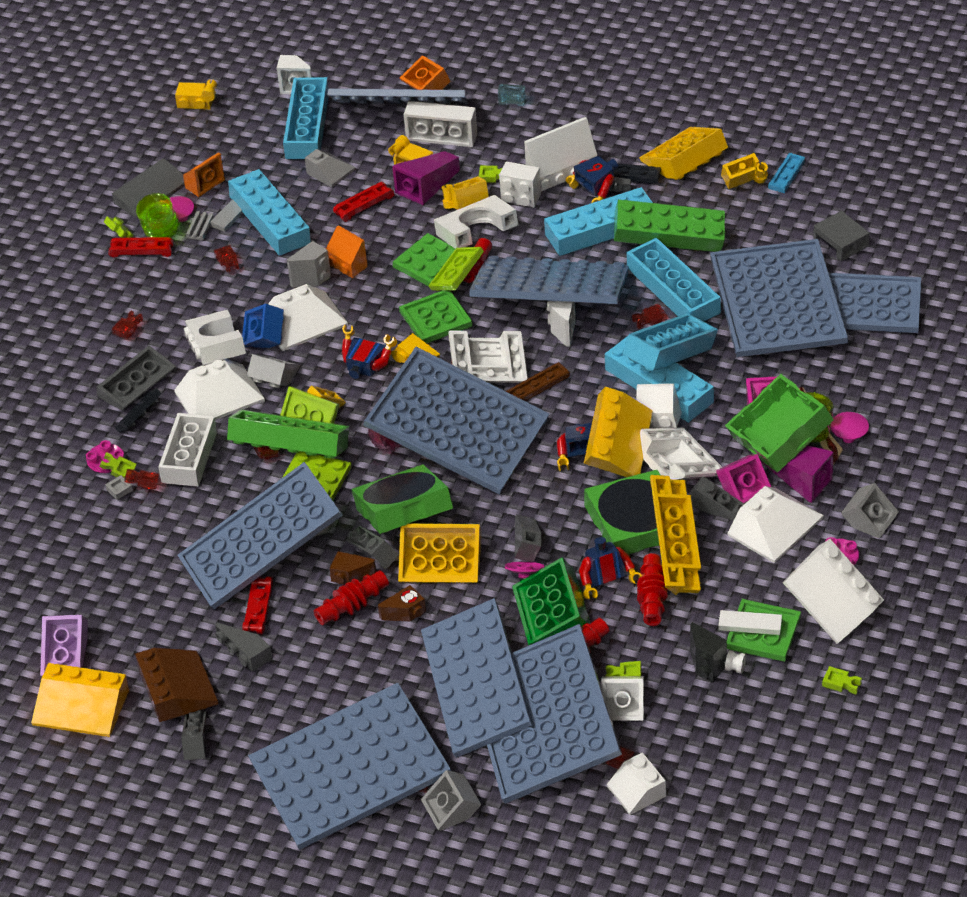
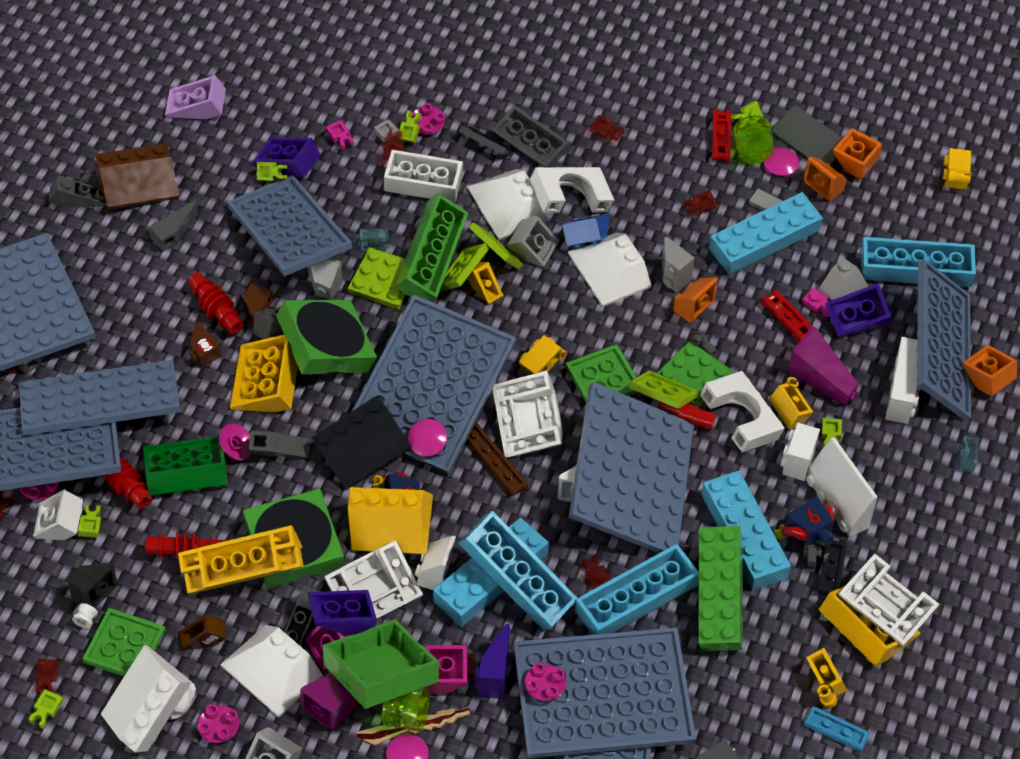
camera: 85 degrees right, 10 degrees up
(80, 699) = (132, 115): yellow slope -> none
(121, 524) = (339, 133): none -> dark pink plate
(150, 561) = (296, 153): none -> dark purple slope
(172, 571) = (270, 171): none -> lime plate
(178, 150) = (857, 153): none -> orange slope
(197, 223) = (755, 179): light grey tile -> none
(258, 605) = (223, 238): red plate -> none
(264, 480) = (374, 238): none -> clear light blue piece
(281, 389) = (494, 244): none -> lime tile
(289, 68) = (987, 246): white slope -> none
(345, 185) = (816, 301): none -> dark pink plate
(361, 150) = (859, 311): none -> dark purple slope
(363, 355) = (546, 312): torso -> none
(393, 253) = (700, 340): none -> dark grey arm
(406, 151) = (860, 354): yellow hinge -> none
(517, 422) = (427, 437): none -> dark pink dish
(522, 471) = (361, 442): none -> black slope
(604, 565) = (224, 507): torso -> none
(673, 132) = (887, 601): none -> white slope
(723, 452) = (343, 611): none -> dark purple slope
(746, 573) = (202, 633): none -> reddish brown slope
(750, 622) = (127, 629): white tile -> none
(755, 360) = (492, 670): none -> dark purple slope
(778, 325) = (545, 682): none -> dark pink dish
(800, 688) = (46, 672): none -> clear red plate

